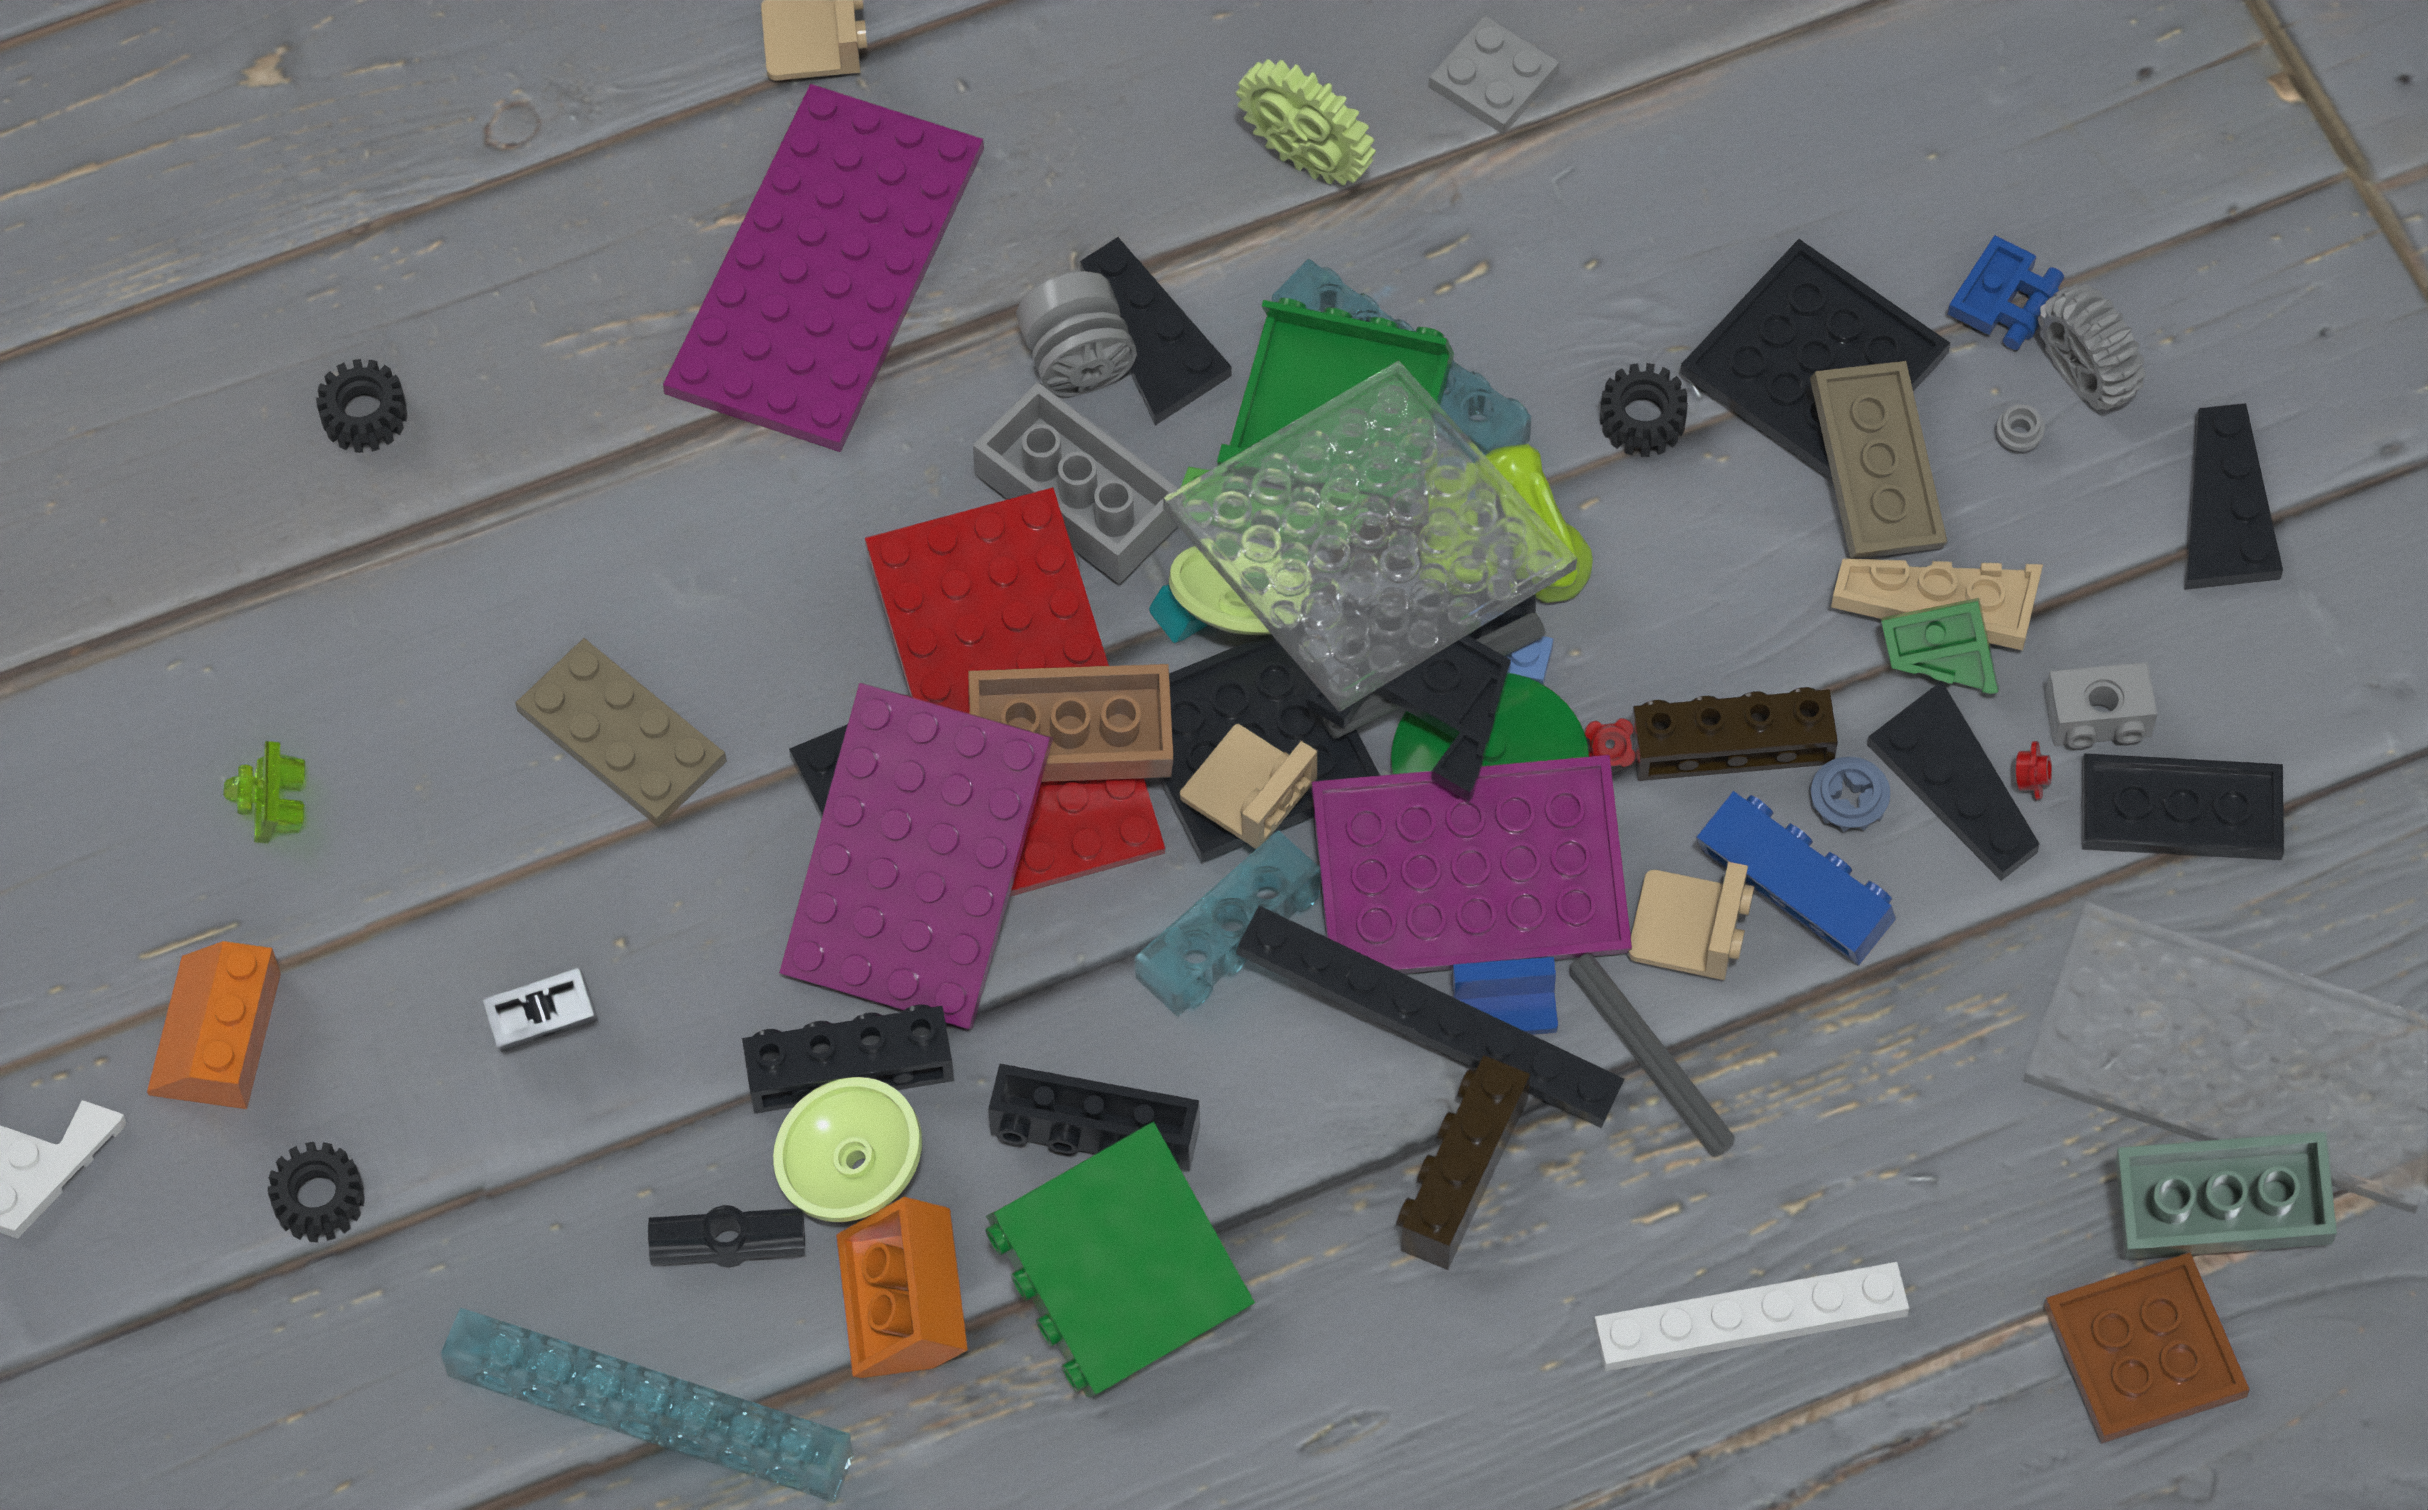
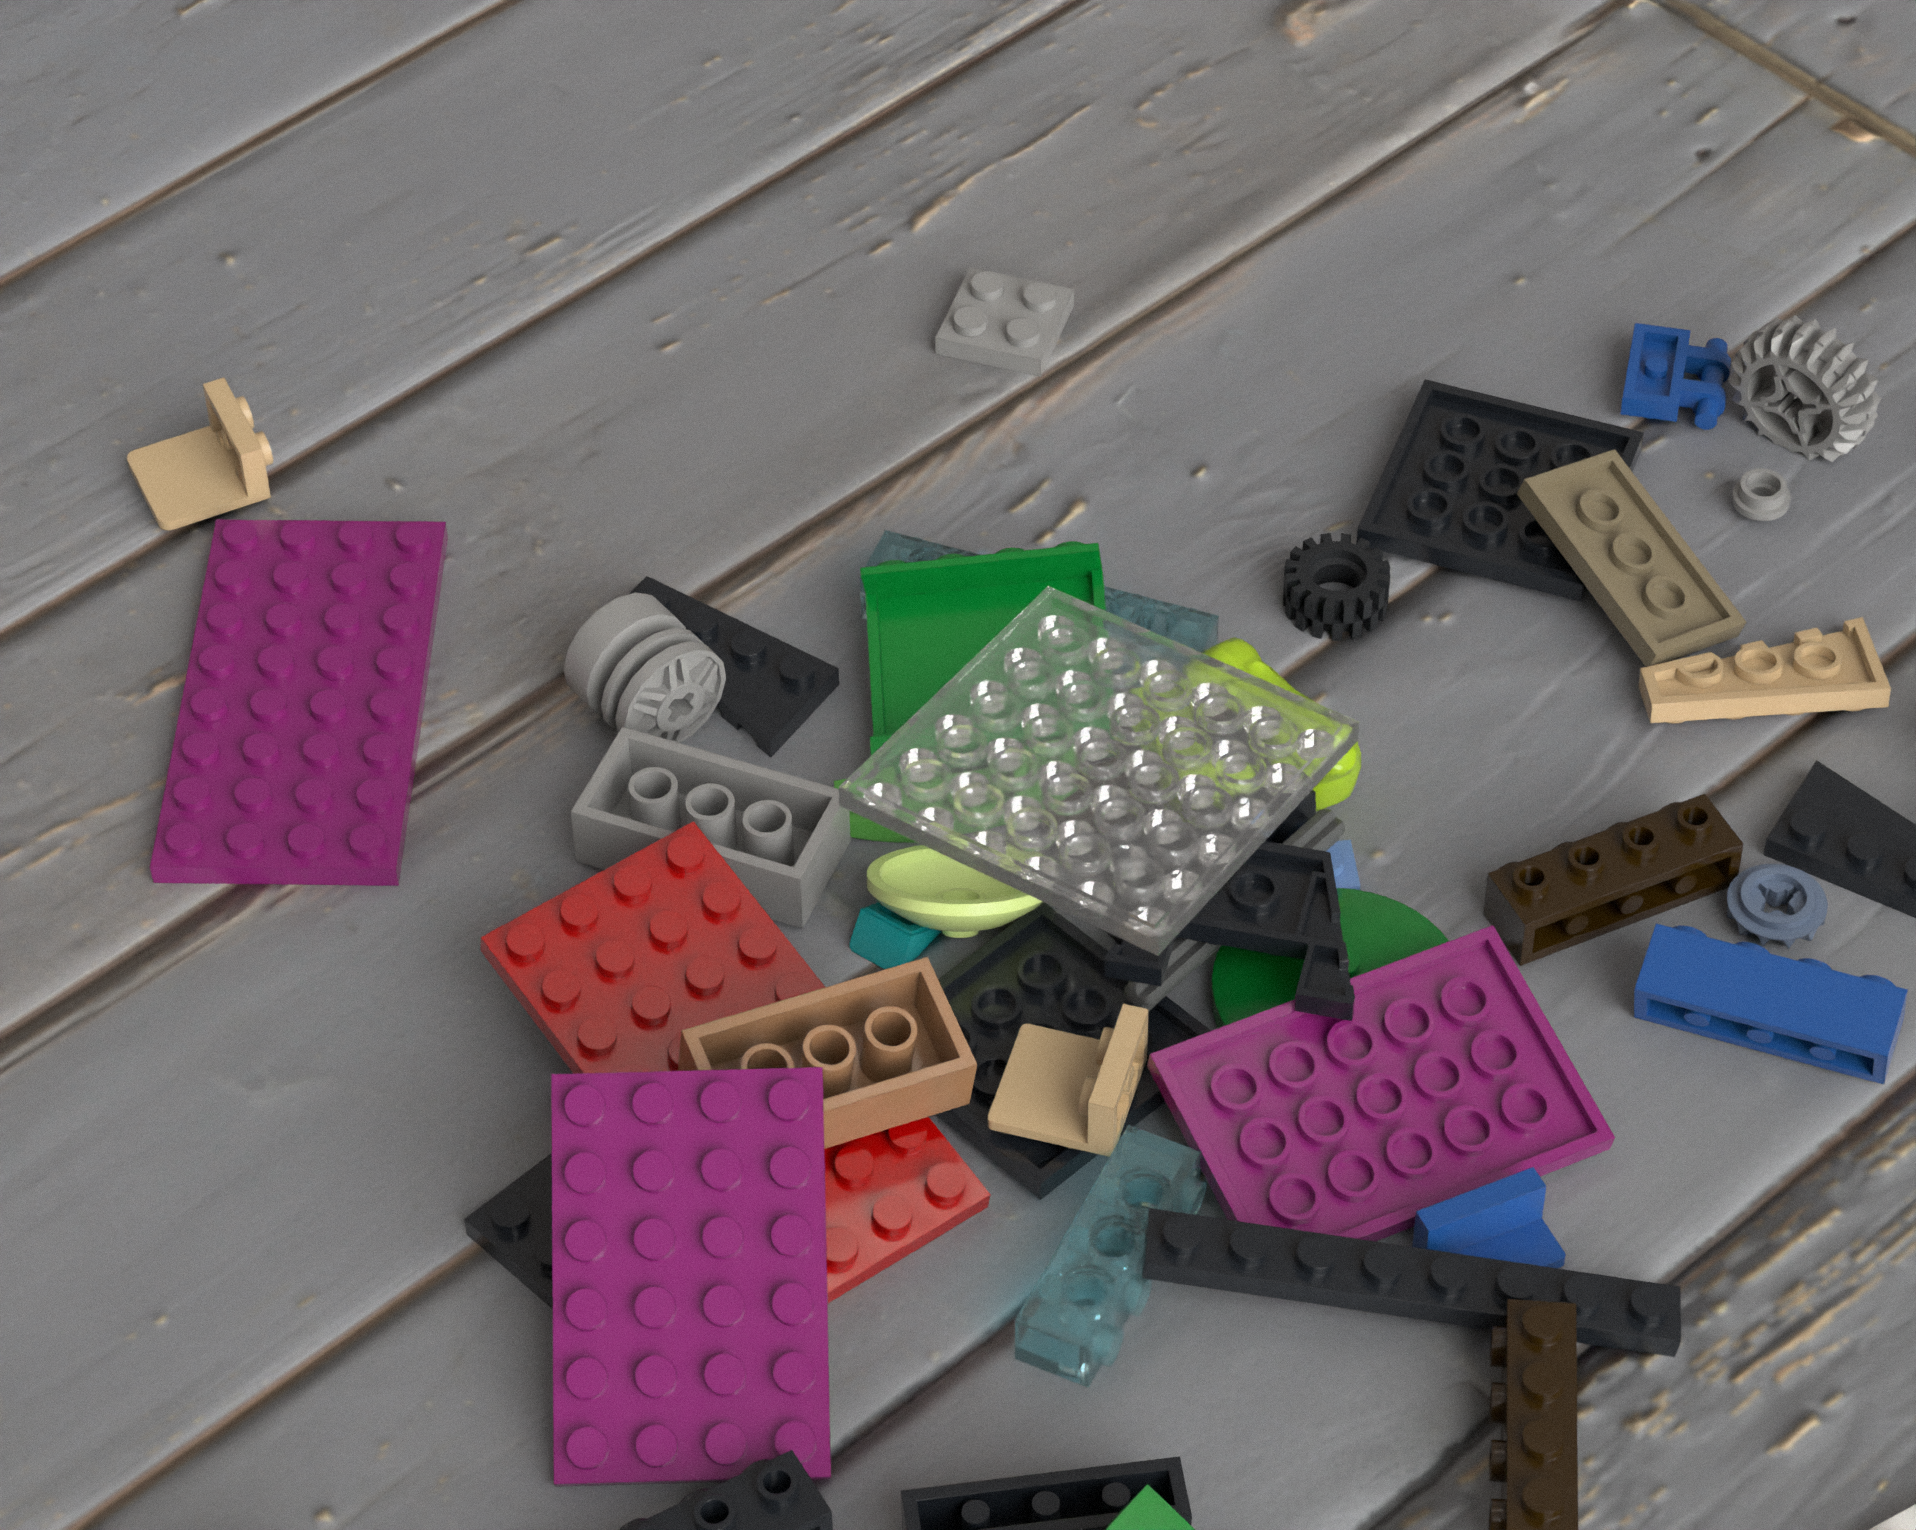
camera: 20 degrees left, 15 degrees down
(621, 732) = (235, 1265): dark tan plate -> none
(1305, 122) = (826, 392): yellowish green gear -> none
(1620, 732) = (1478, 912): red plate -> none
(1652, 1055) = (1698, 1252): dark grey axle -> none
(1691, 921) = (1674, 1090): tan bracket -> none
(1943, 643) = (1804, 718): green wing -> none

